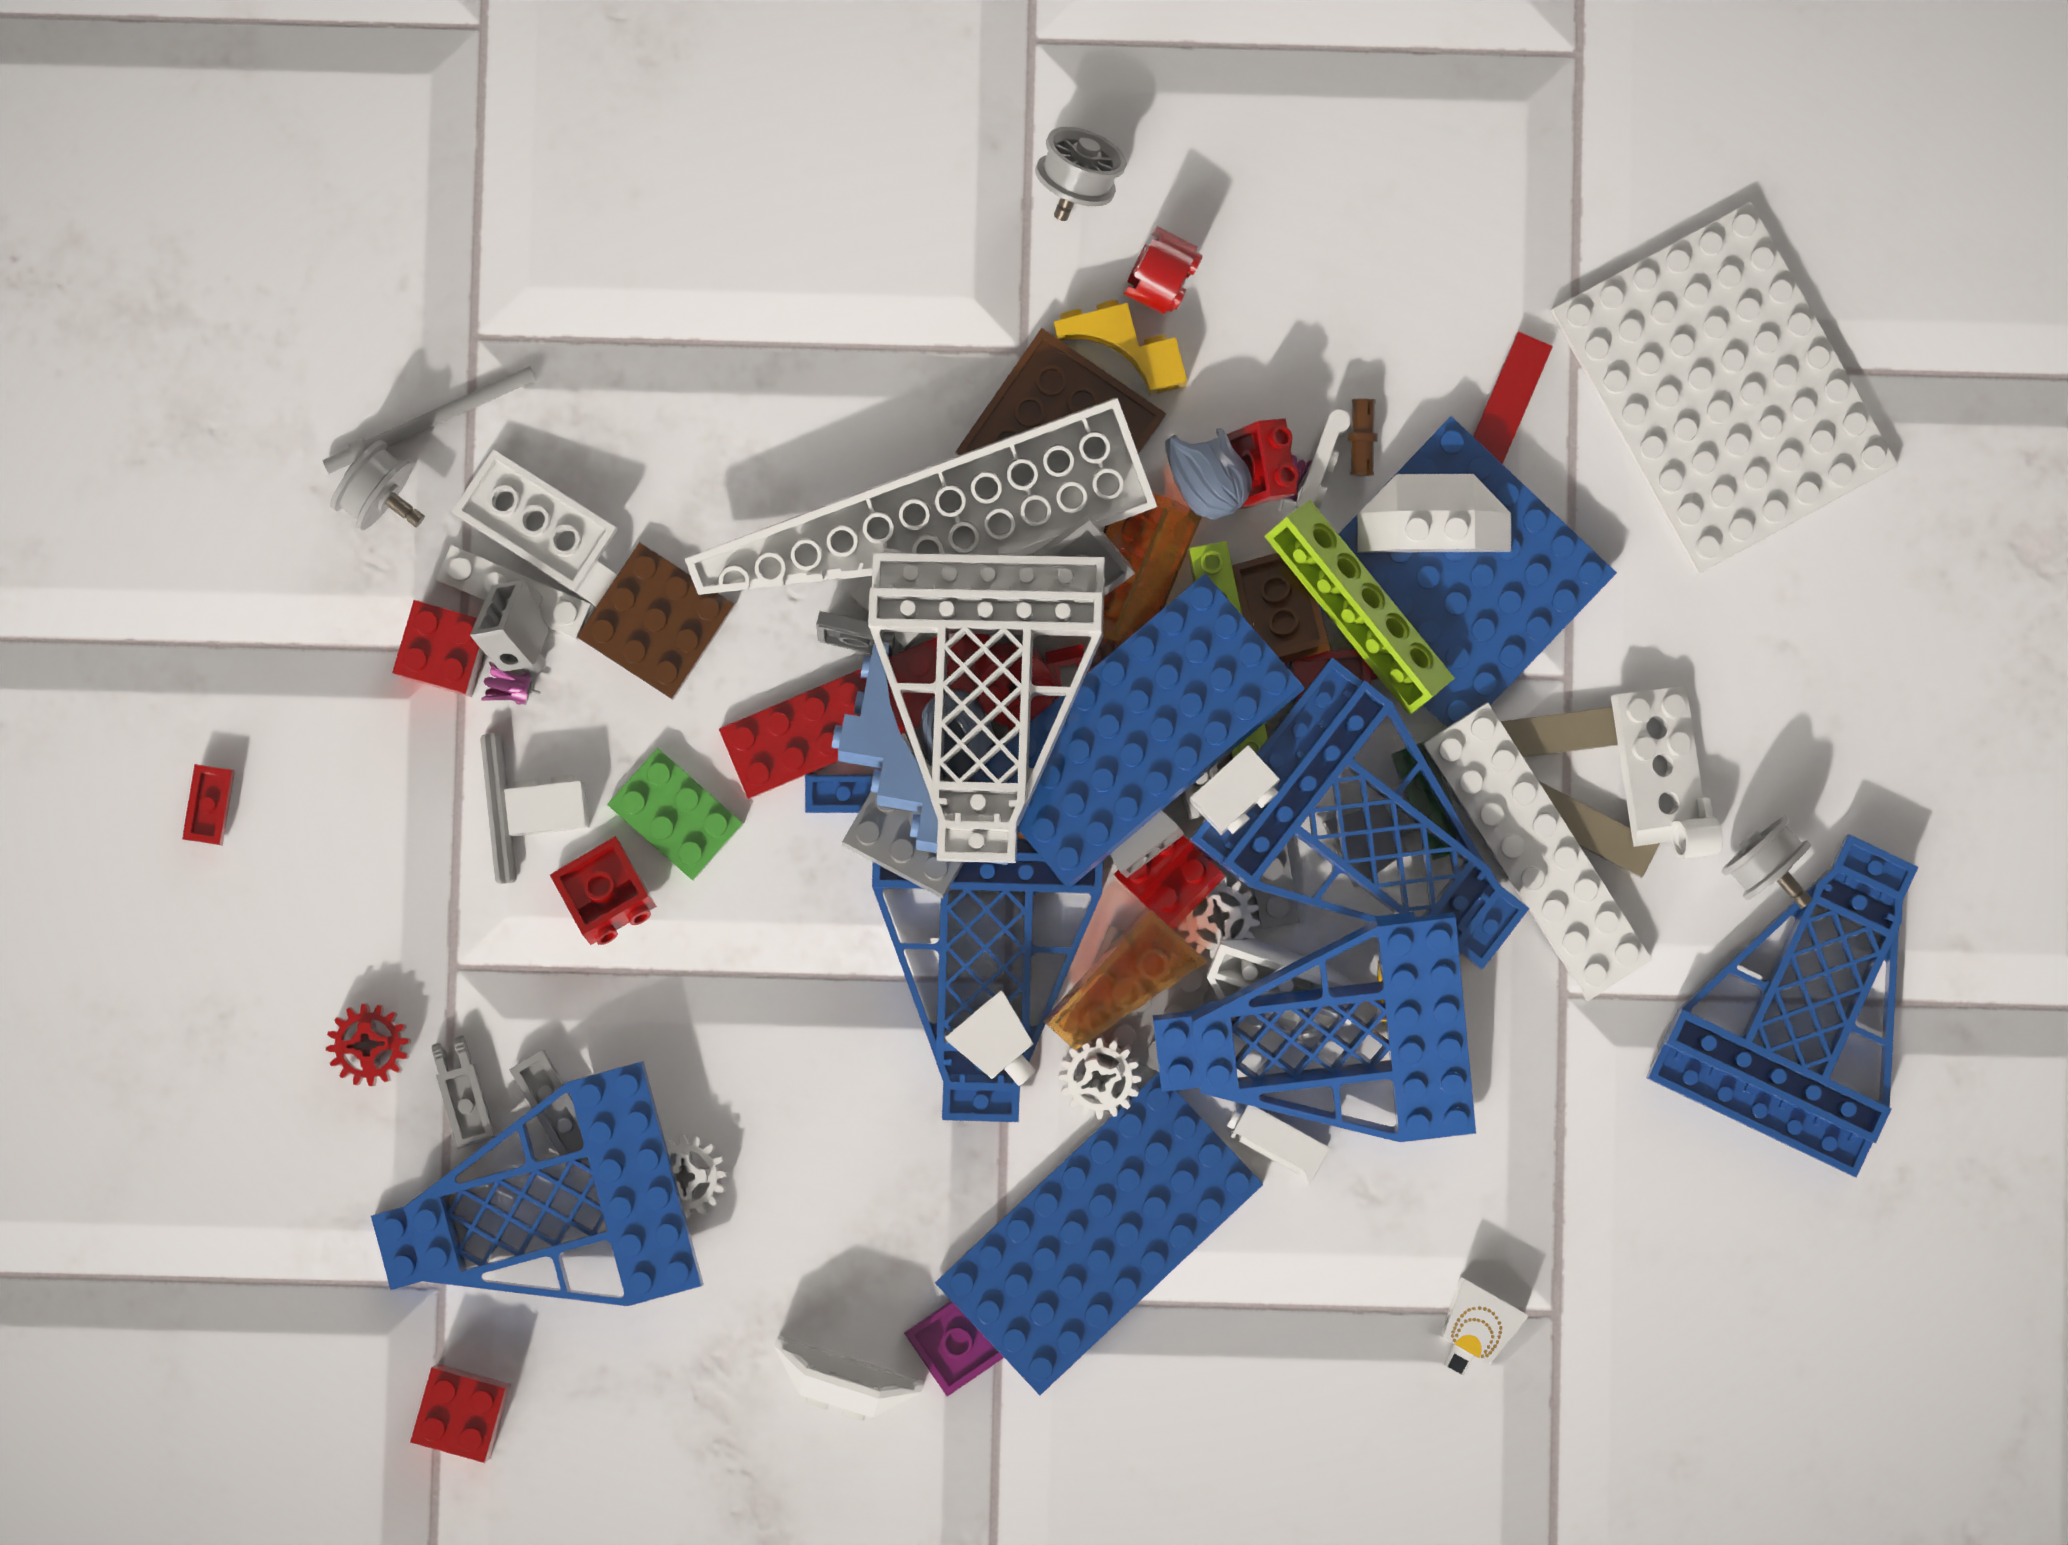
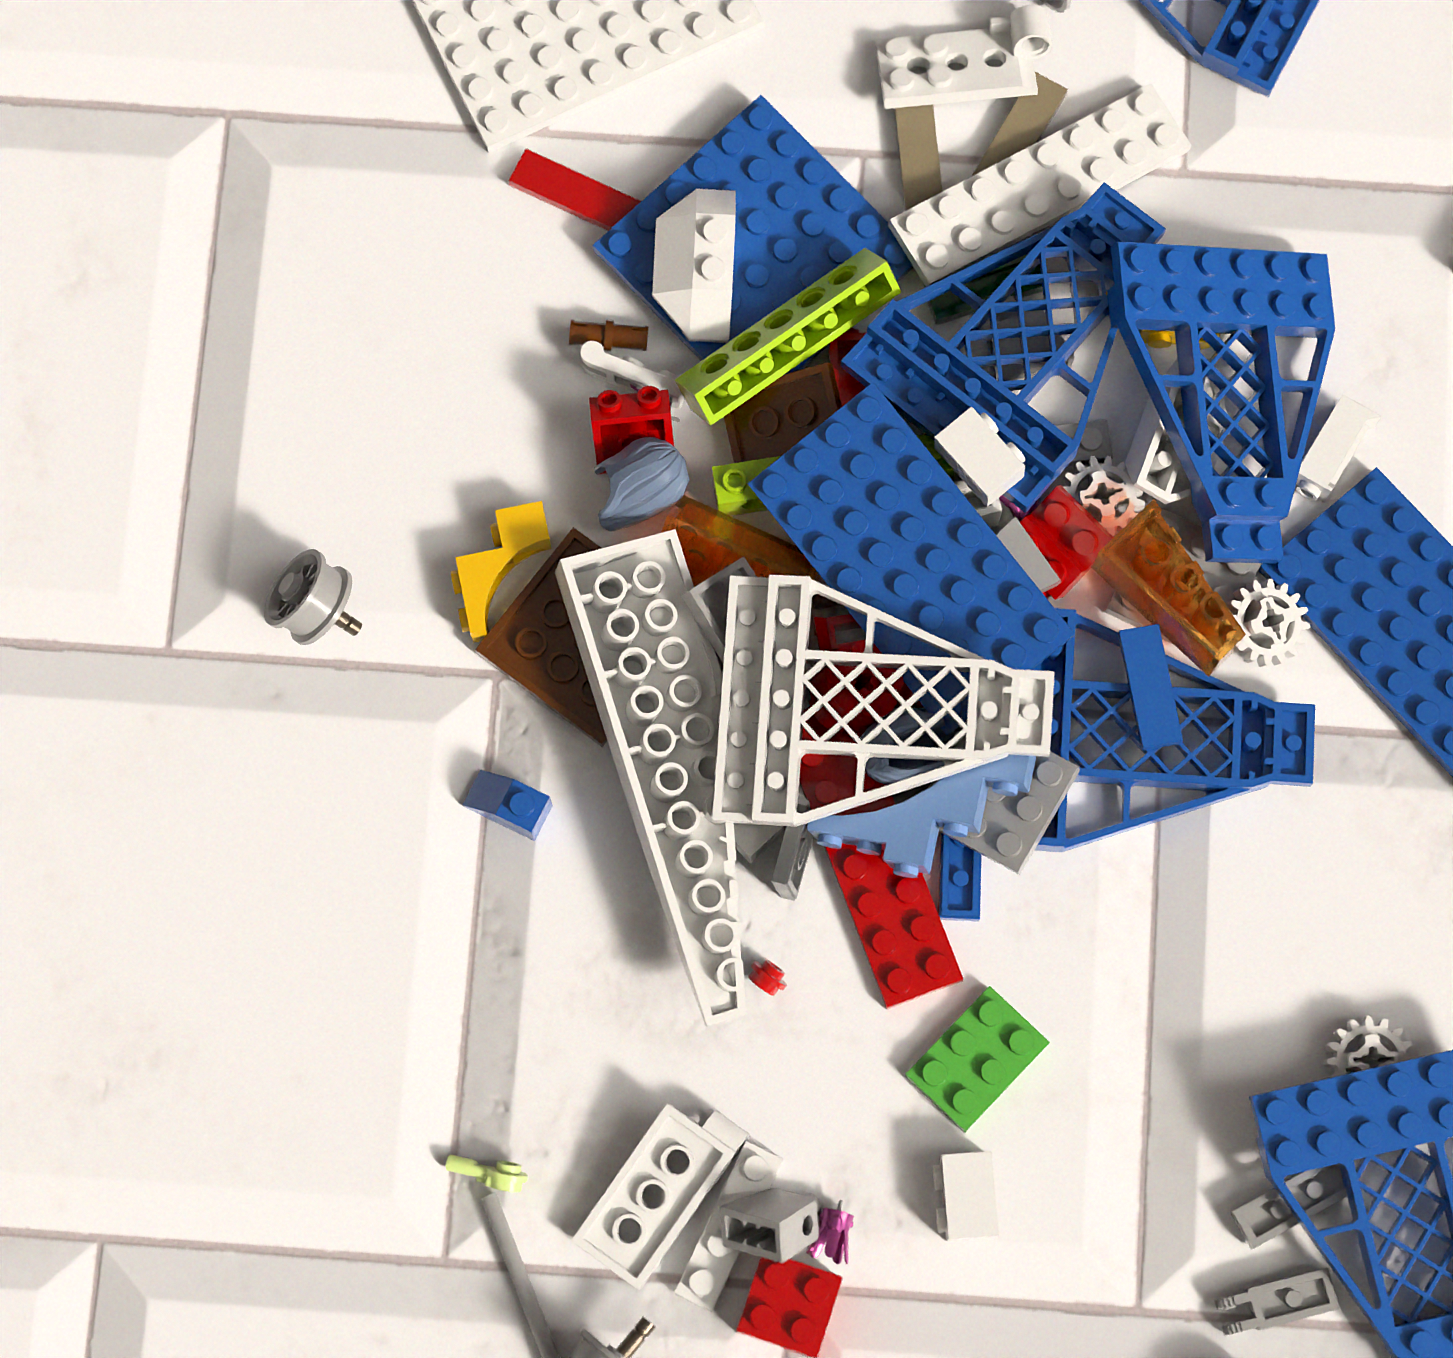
camera: 85 degrees left, 10 degrees down
(495, 784) = (966, 1252): light grey axle -> none
(548, 384) = (505, 1176): none -> yellowish green plate
(603, 892) = (1061, 1137): red plate -> none
(655, 621) = (767, 1072): reddish brown plate -> none
(741, 616) = (767, 976): none -> red plate
(895, 368) = (509, 803): none -> blue slope
(995, 1040) = (1230, 720): white torso -> none
(1027, 963) = (1150, 687): none -> blue tile
(1162, 270) = (424, 521): red brick -> none

